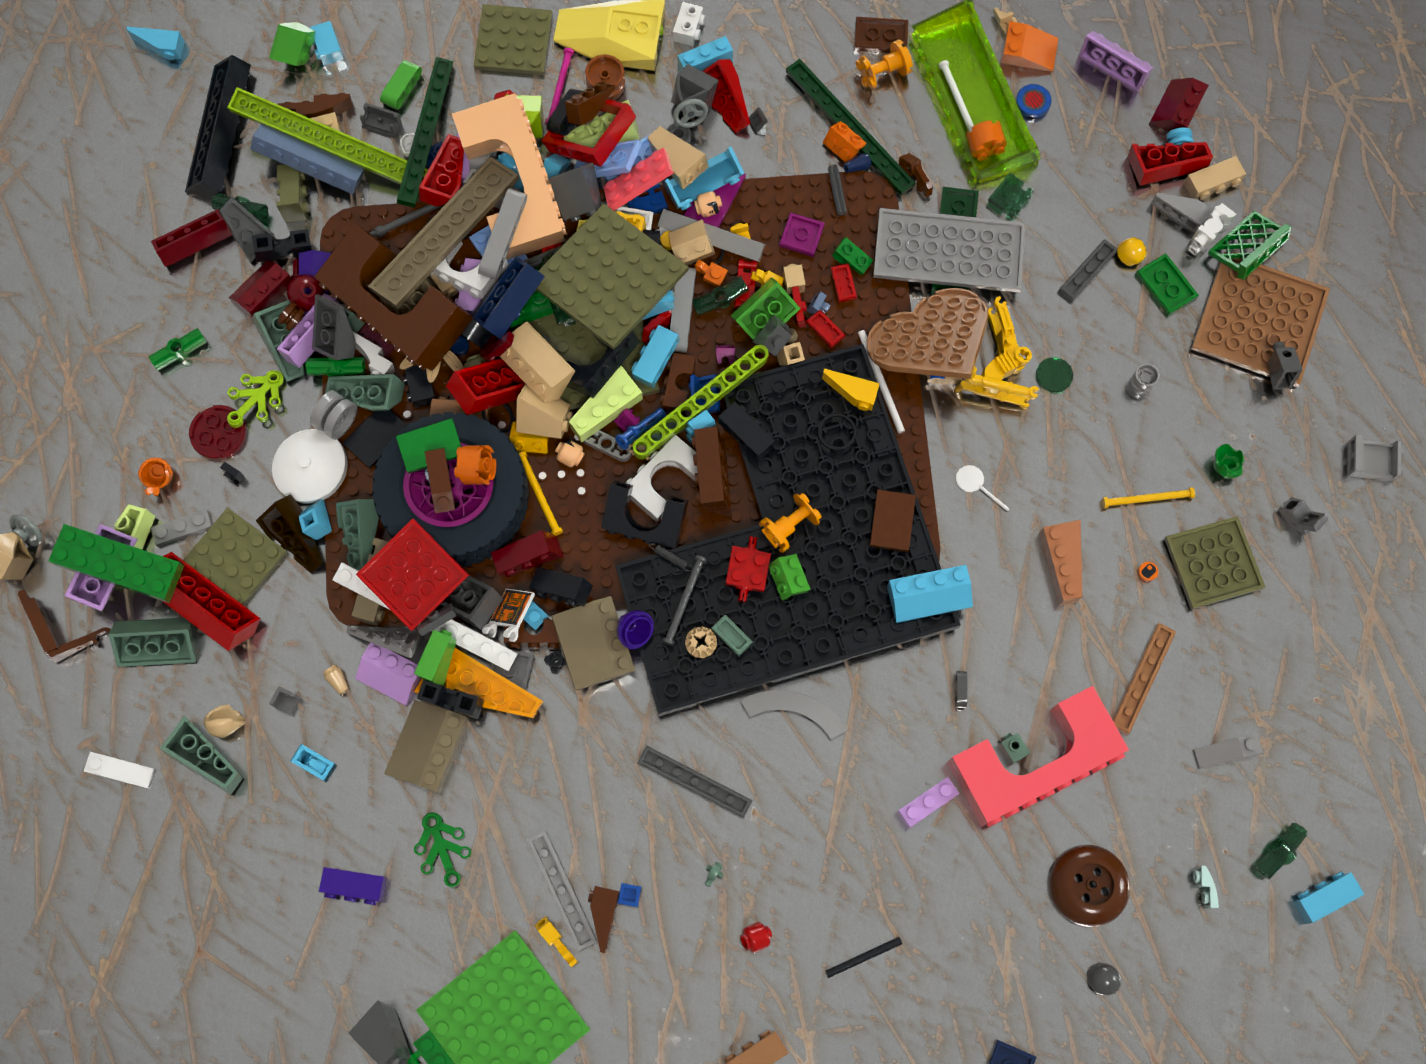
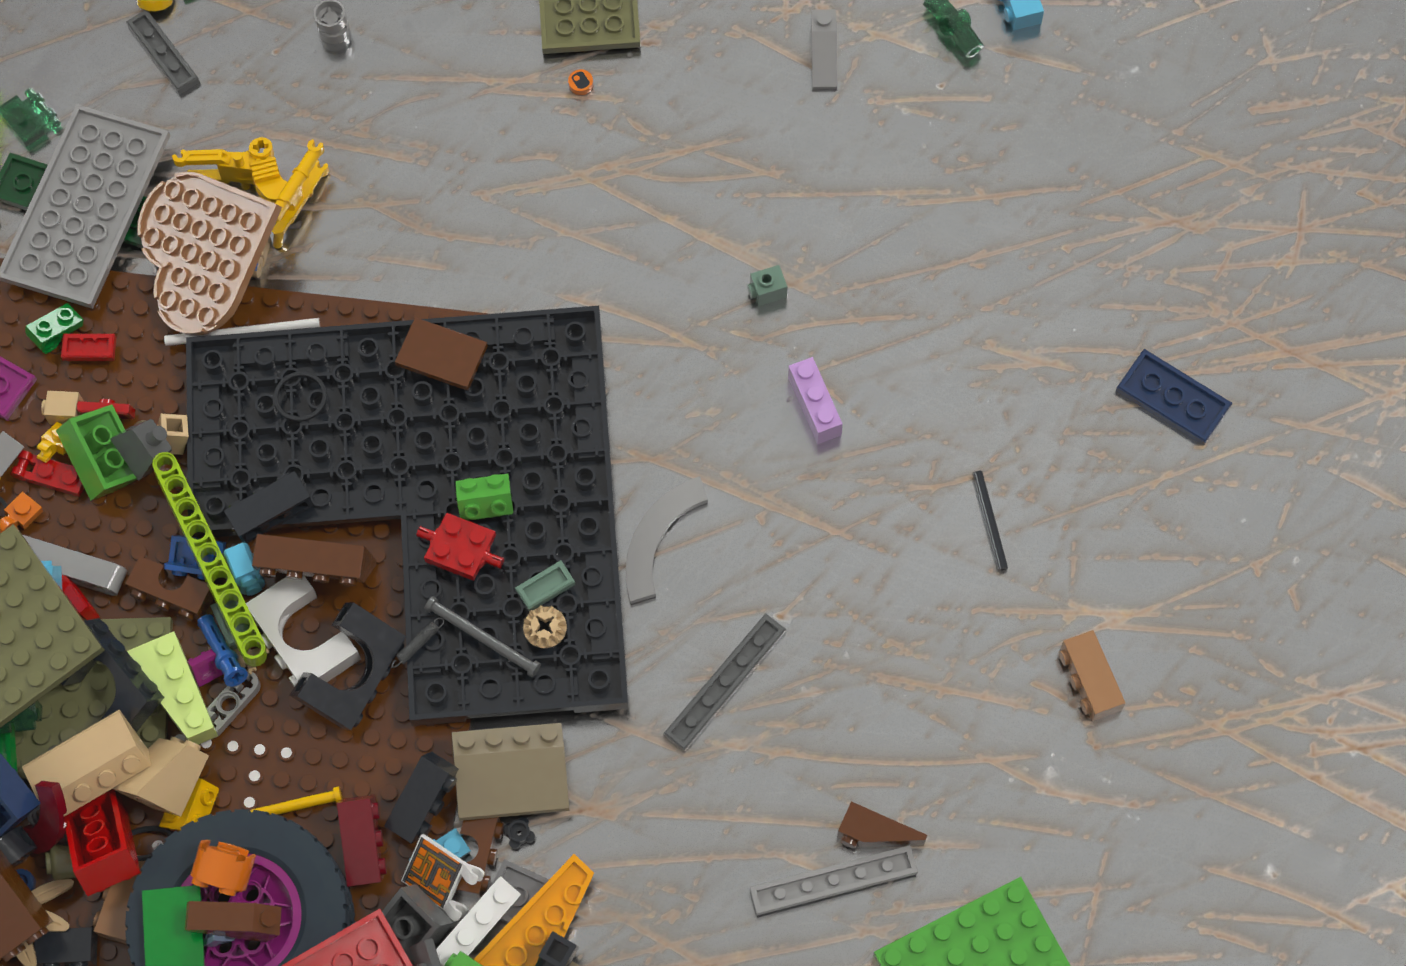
camera: 75 degrees left, 5 degrees down
(552, 937) = (890, 903): yellow piece -> none
(569, 453) = (229, 754): light nougat head -> none
(629, 895) = (857, 791): blue plate -> none
(635, 629) = (506, 705): dark purple piece -> none
(655, 356) = (123, 607): medium azure brick -> none
(710, 301) = (57, 489): clear green piece -> none
(714, 872) = (849, 679): sand green piece -> none
(725, 351) = (140, 519): magenta tile -> none
(756, 937) = (942, 643): red head -> none
(784, 526) = (422, 493): light orange piece -> none
(817, 303) = (109, 385): sand blue tile -> none
(825, 329) = (147, 384): red plate -> none
(854, 389) = (250, 359): yellow slope -> none
(930, 593) = (551, 329): medium azure slope -> none
(961, 689) = (679, 329): dark grey beam -> none
(971, 479) = (406, 257): white piece -> none
(1054, 374) = (292, 125): clear green piece -> none
(1064, 560) = (543, 170): nougat wedge -> none
(1067, 893) = (956, 267): reddish brown brick -> none
(1089, 745) = (784, 196): coral arch -> none
(1104, 979) = (1066, 252): dark grey hair -> none
(1143, 678) = (713, 121): medium nougat tile -> none
(1148, 497) = (493, 10): yellow bar -> none
(1204, 880) = (970, 113): light aqua slope -> none

